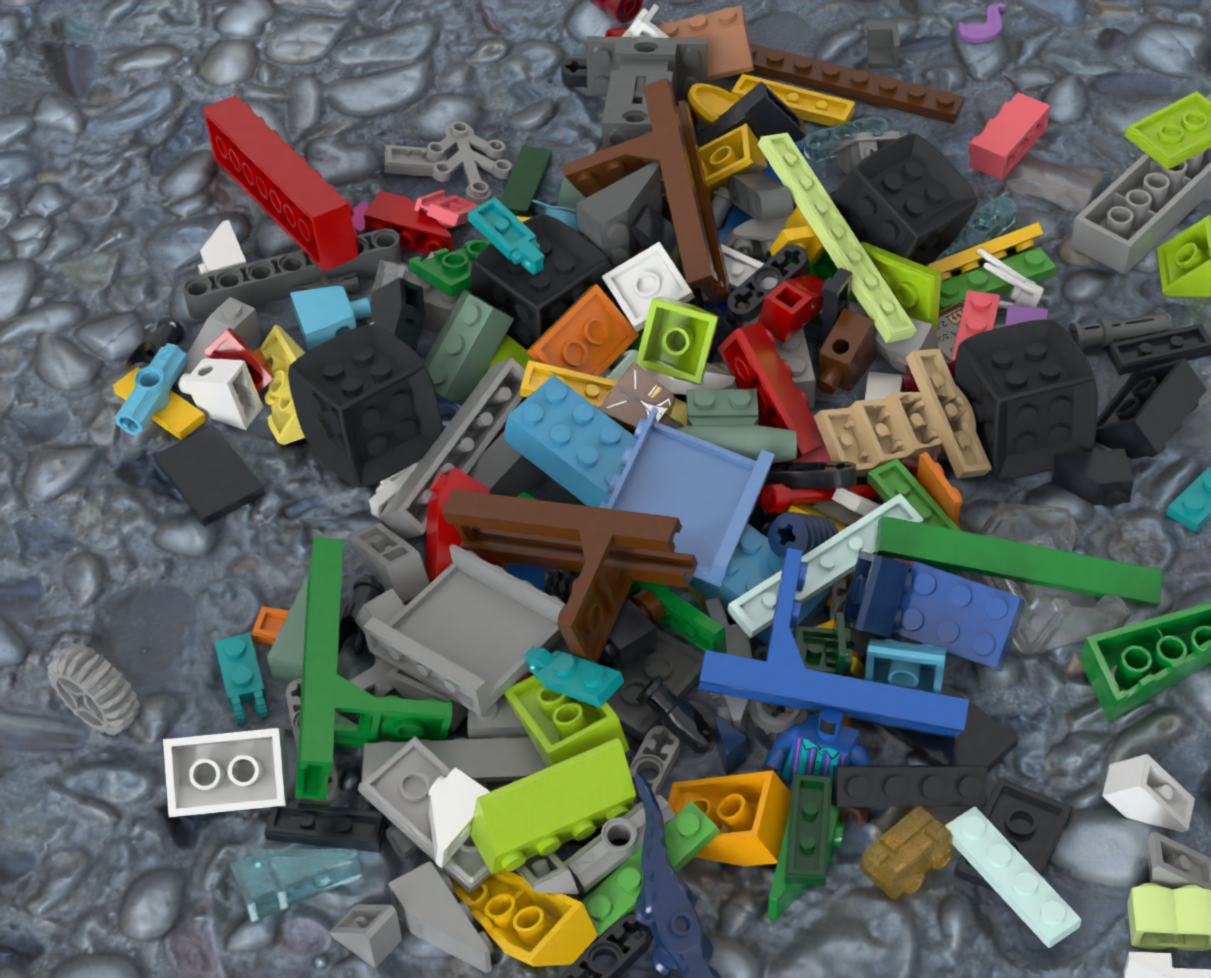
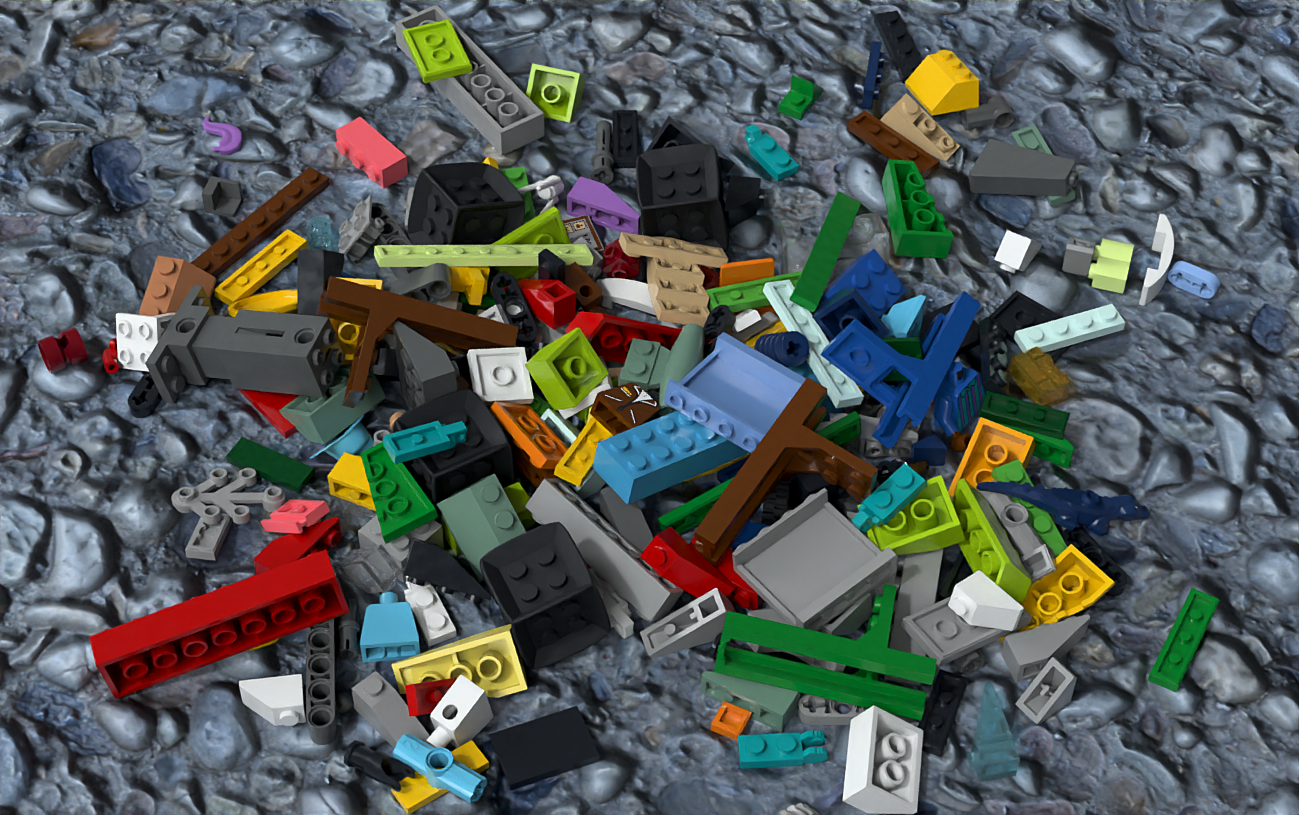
camera: 80 degrees left, 0 degrees up
(977, 316) = (591, 228): coral plate -> none

